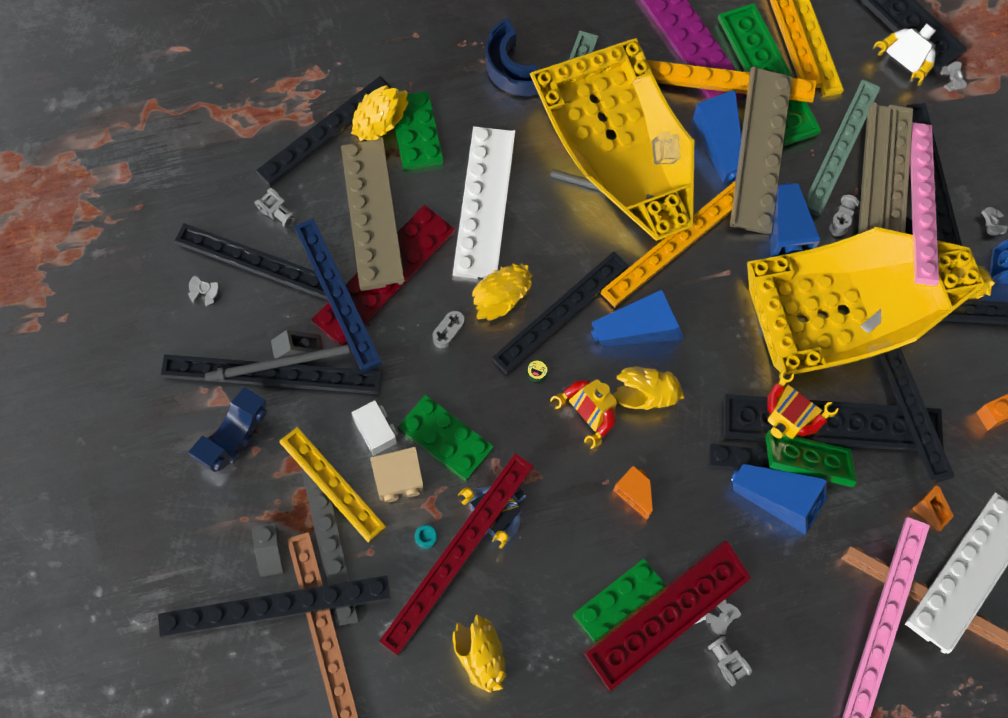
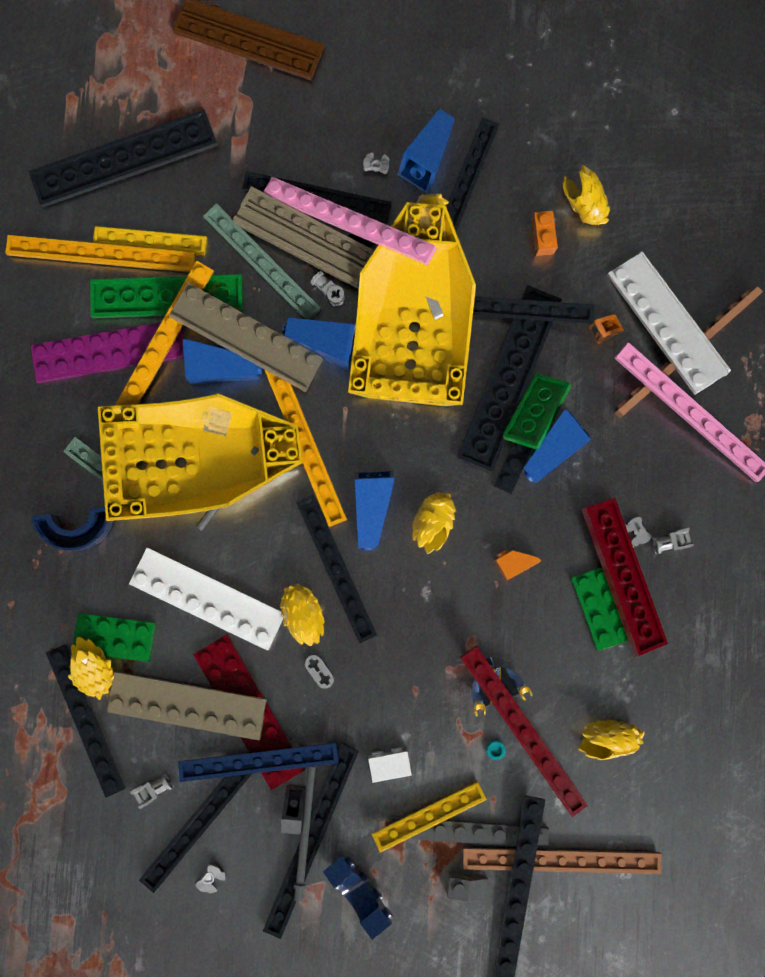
camera: 70 degrees left, 15 degrees up
(397, 474) = (443, 761): tan slope -> none
(445, 438) = (416, 706): green plate -> none
(537, 371) = (382, 607): tile -> none
(594, 404) = (430, 572): torso -> none
(792, 412) = (496, 410): torso -> none
(911, 49) = (191, 159): white torso -> none
(956, 76) = (228, 131): light grey piece -> none

